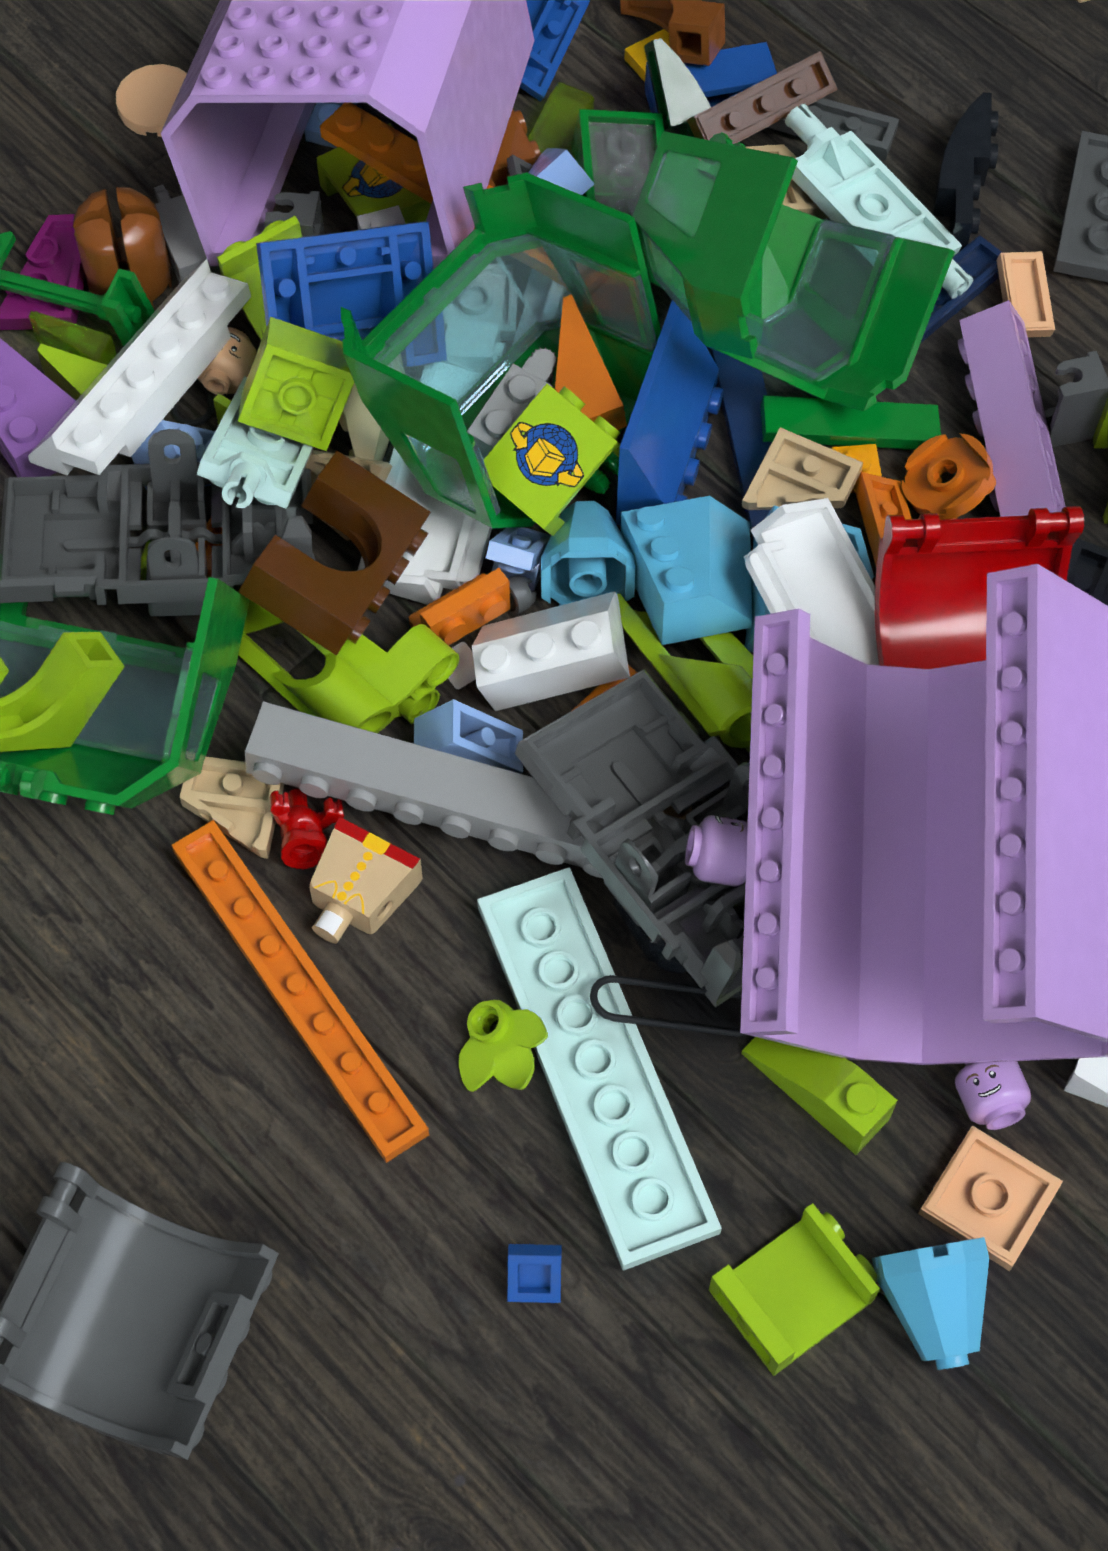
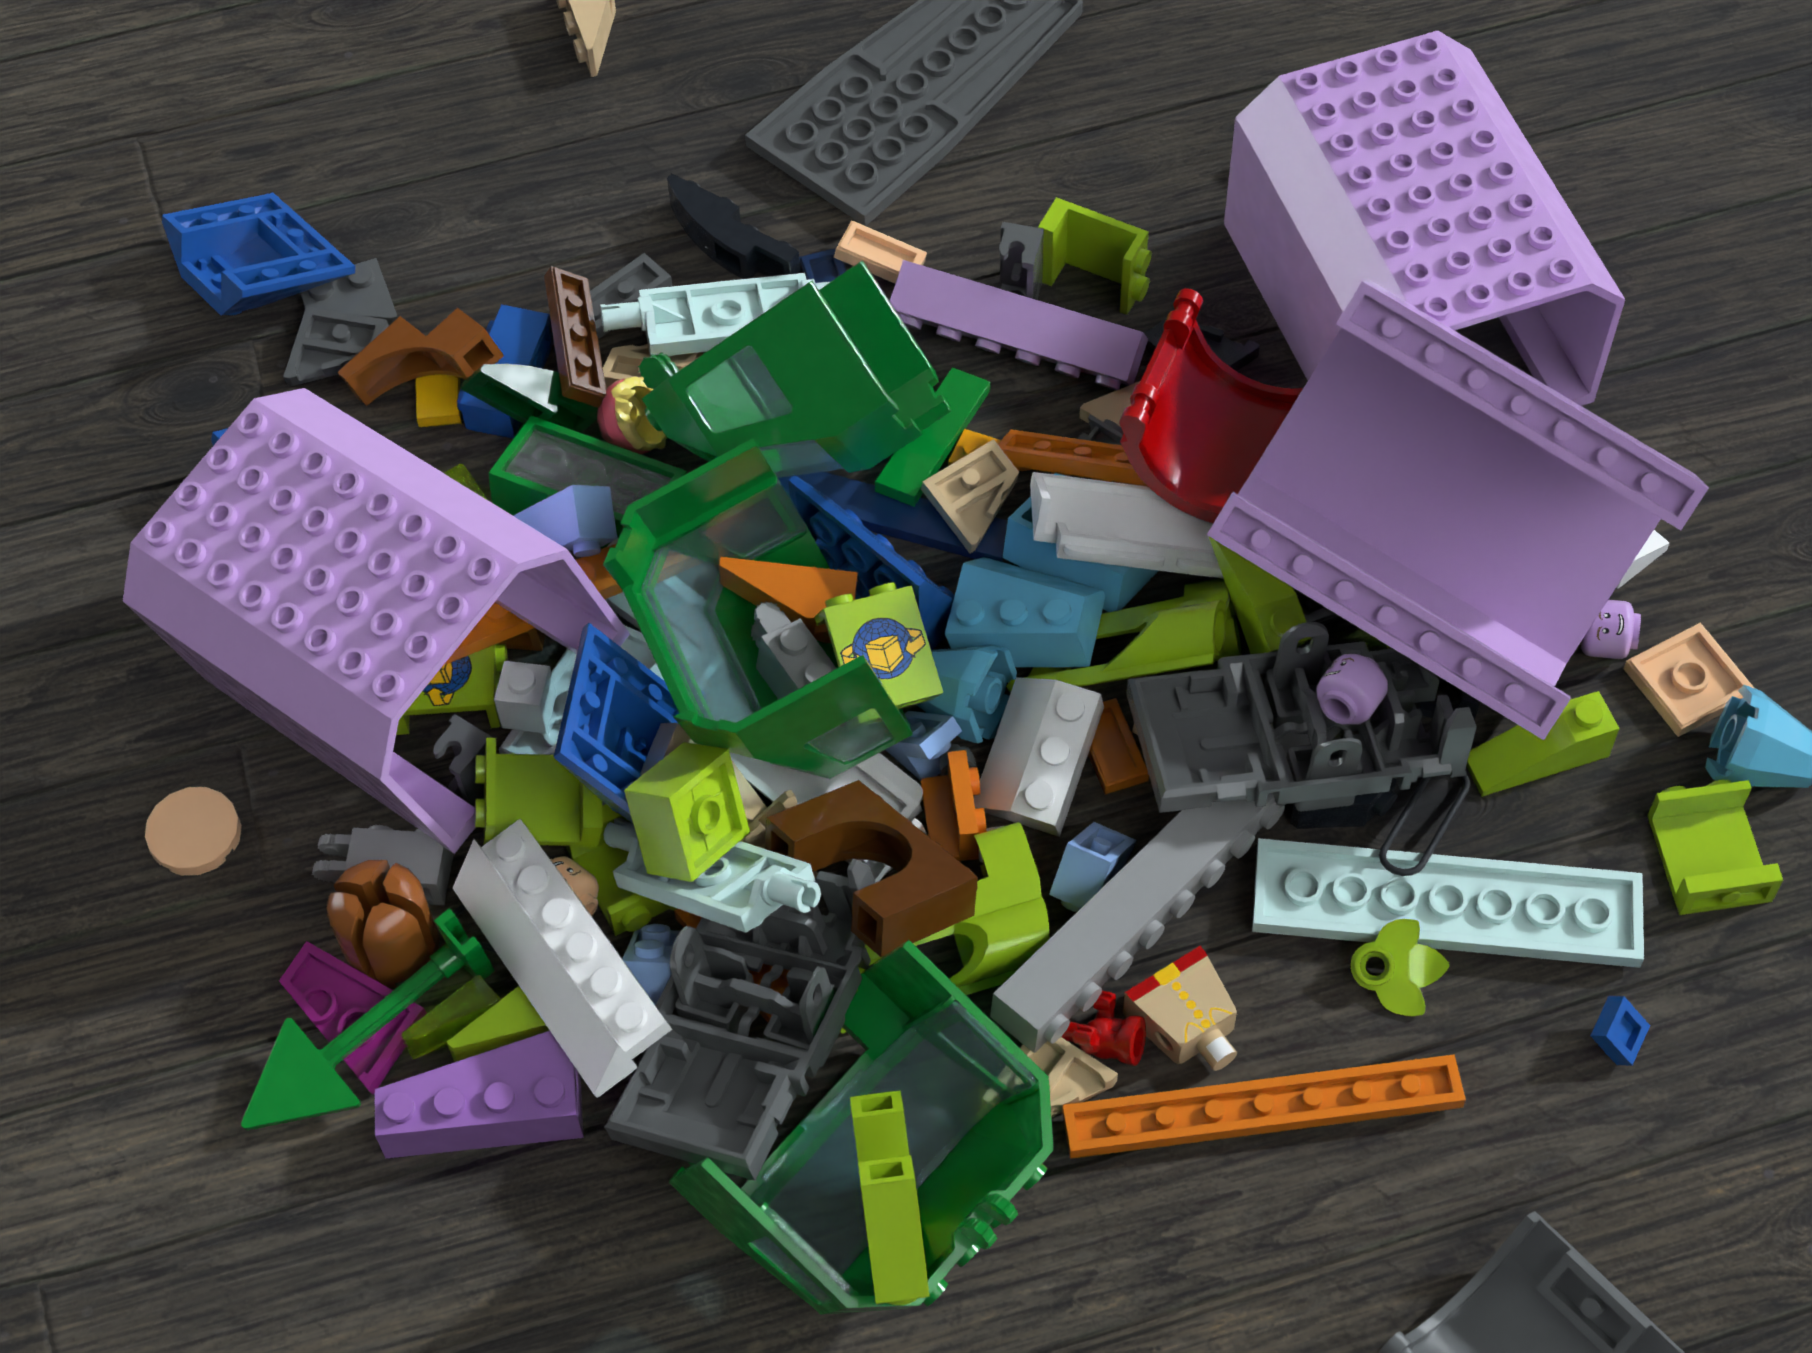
camera: 60 degrees left, 5 degrees down
(964, 491) = (1016, 377): orange plate -> none

